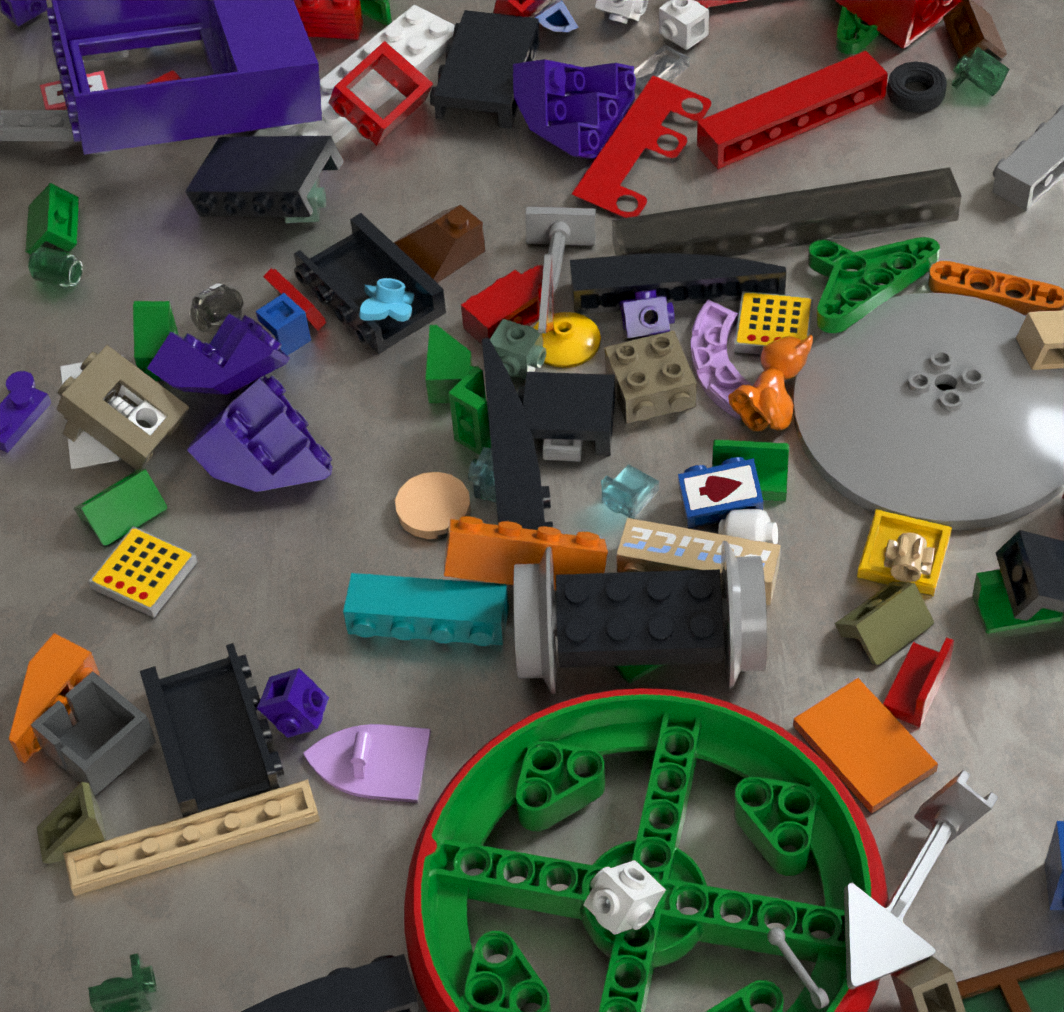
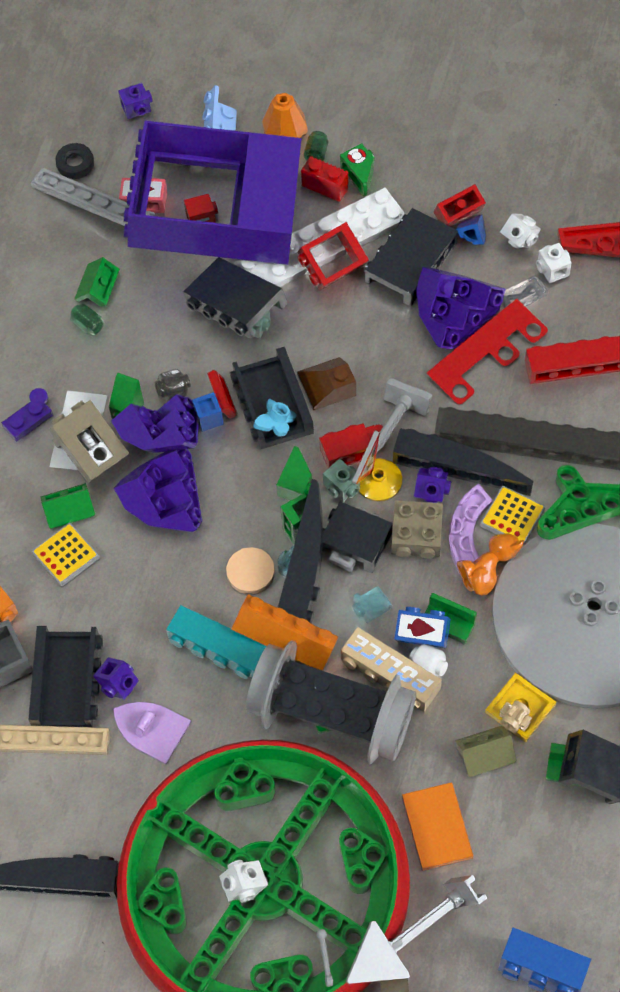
camera: 20 degrees right, 10 degrees up
(918, 682) = (487, 798): red panel -> none

